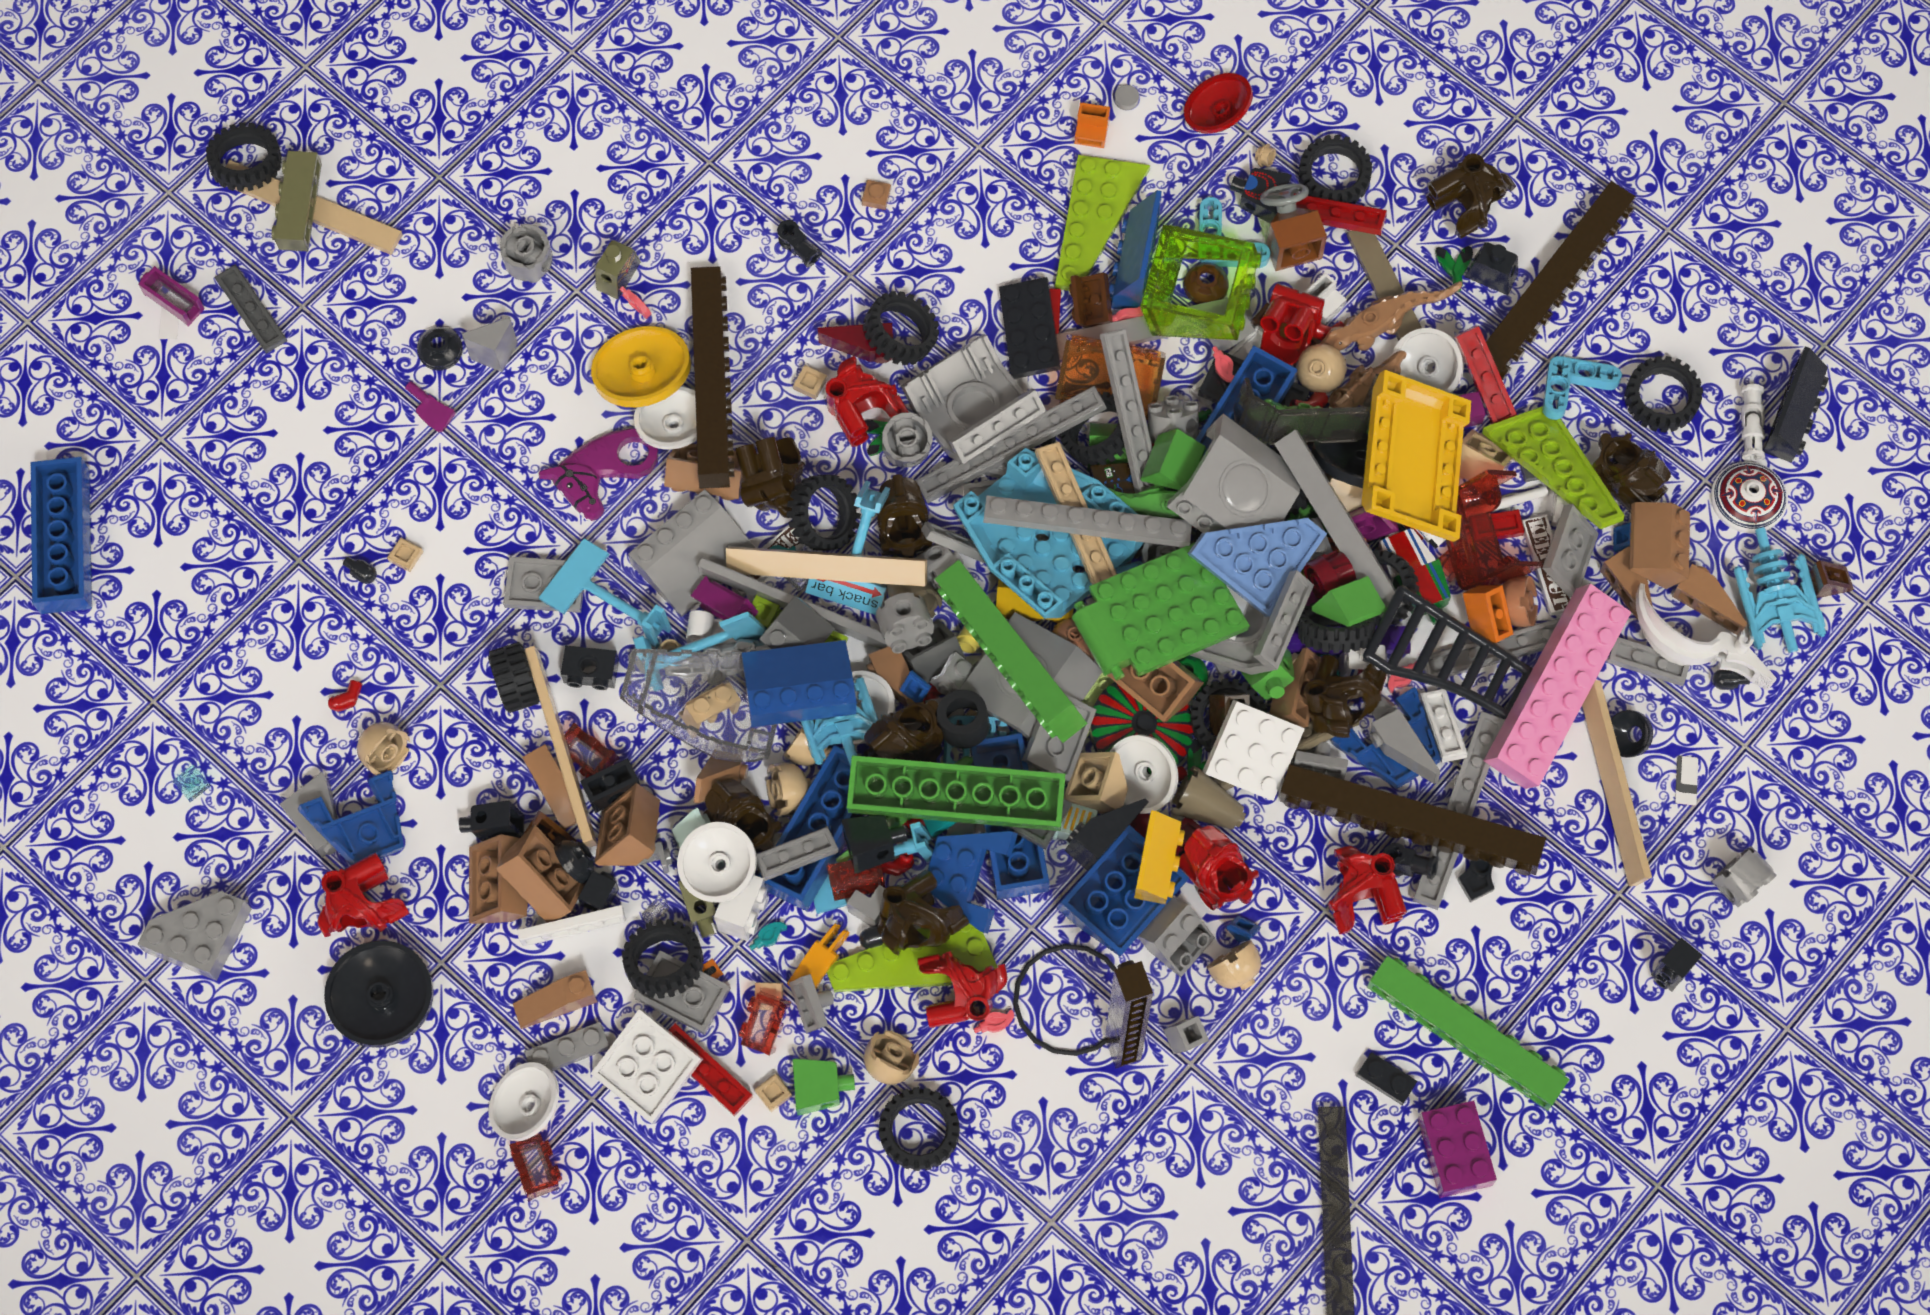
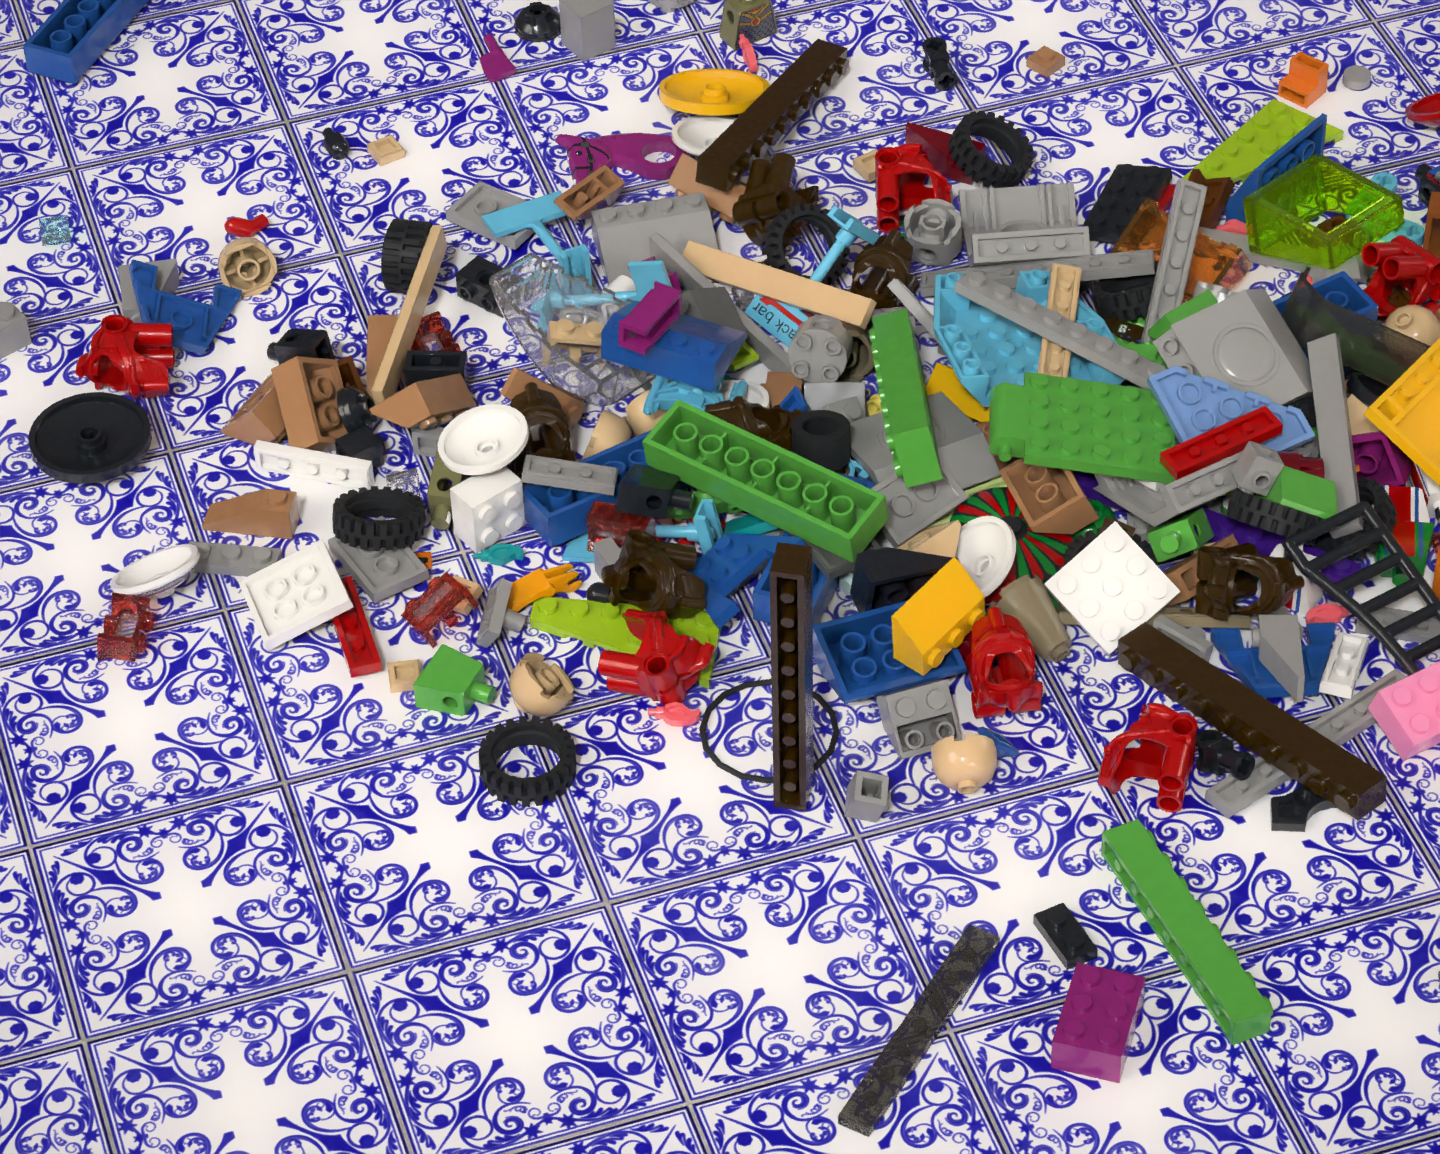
camera: 30 degrees right, 25 degrees down
(616, 537) = (591, 193): none -> medium nougat slope
(788, 691) = (650, 318): none -> magenta window
(1271, 584) = (1220, 442): none -> red plate
(1314, 600) = (1257, 469): none -> light grey brick

